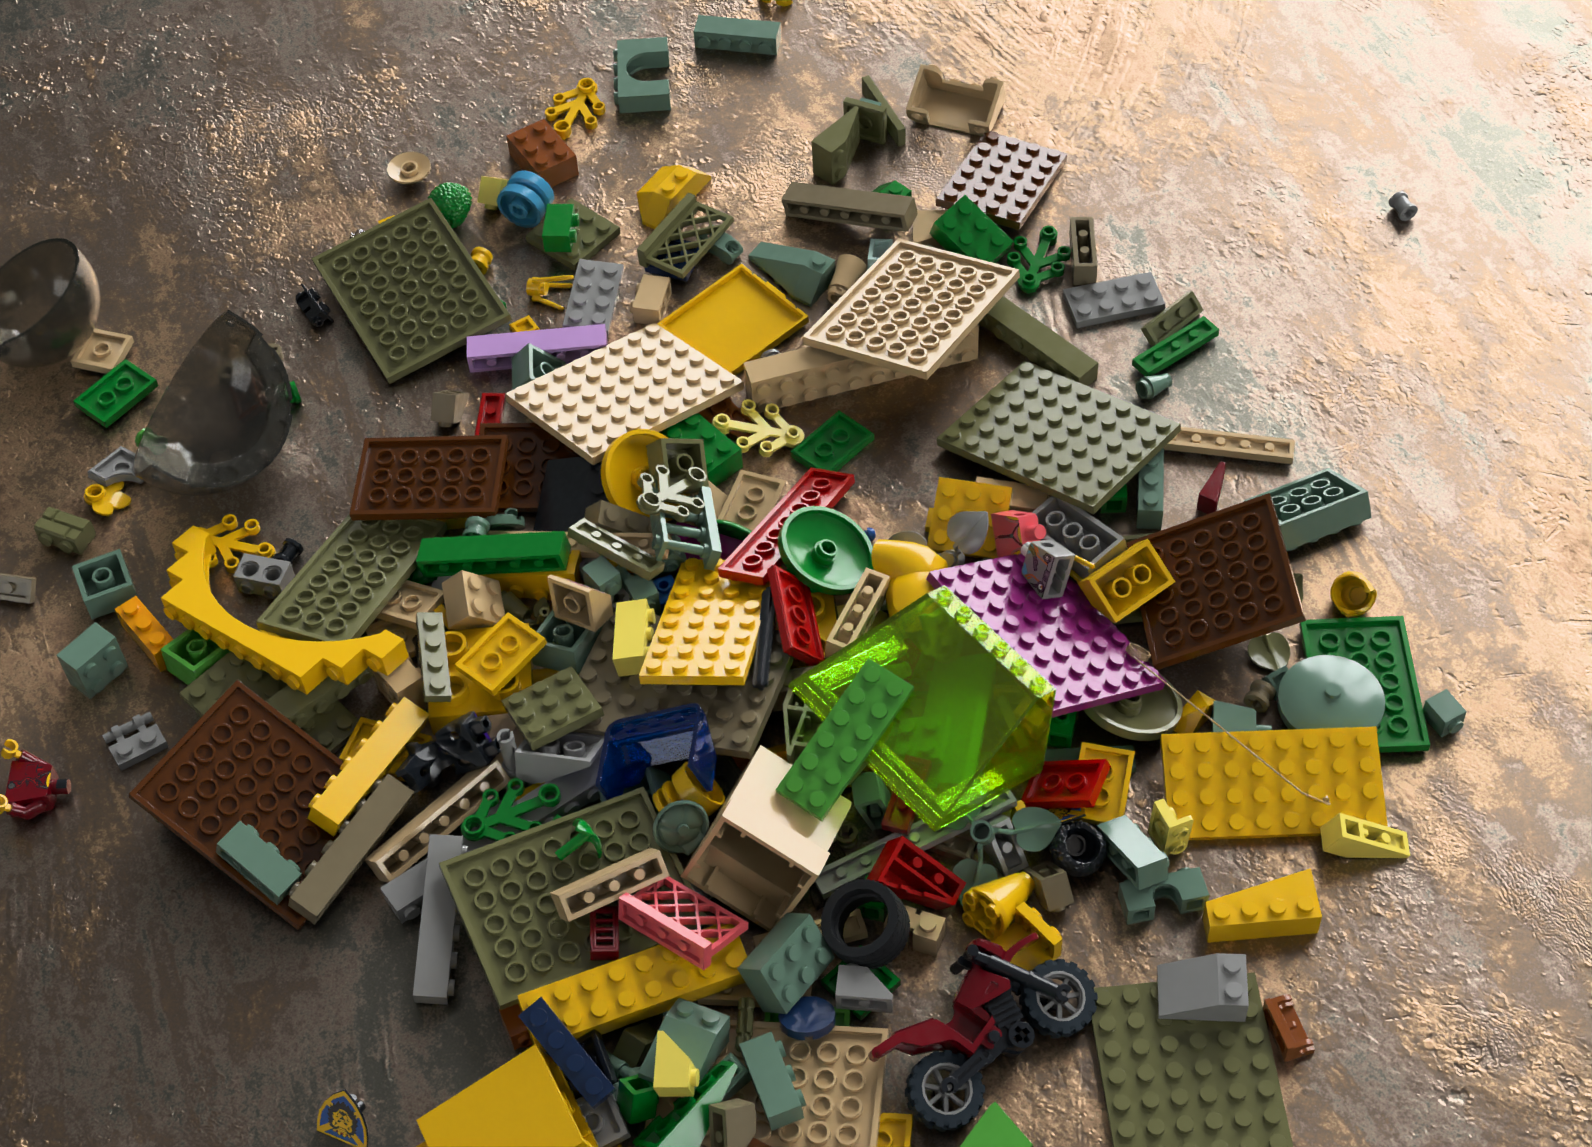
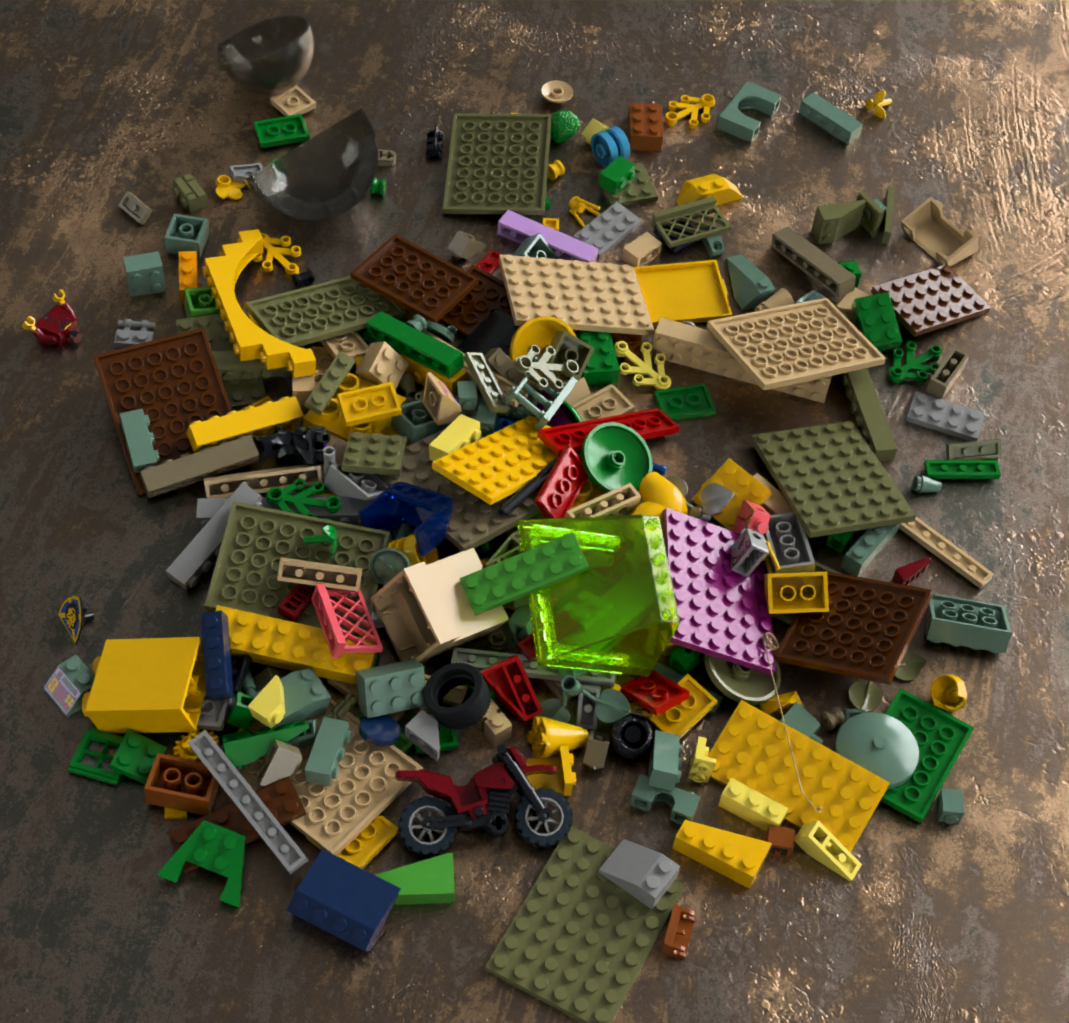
camera: 25 degrees right, 0 degrees up
(263, 575) = (277, 280): light grey brick -> none
(1257, 842) = (752, 805): none -> light yellow brick
(1313, 856) = (781, 839): none -> dark orange brick

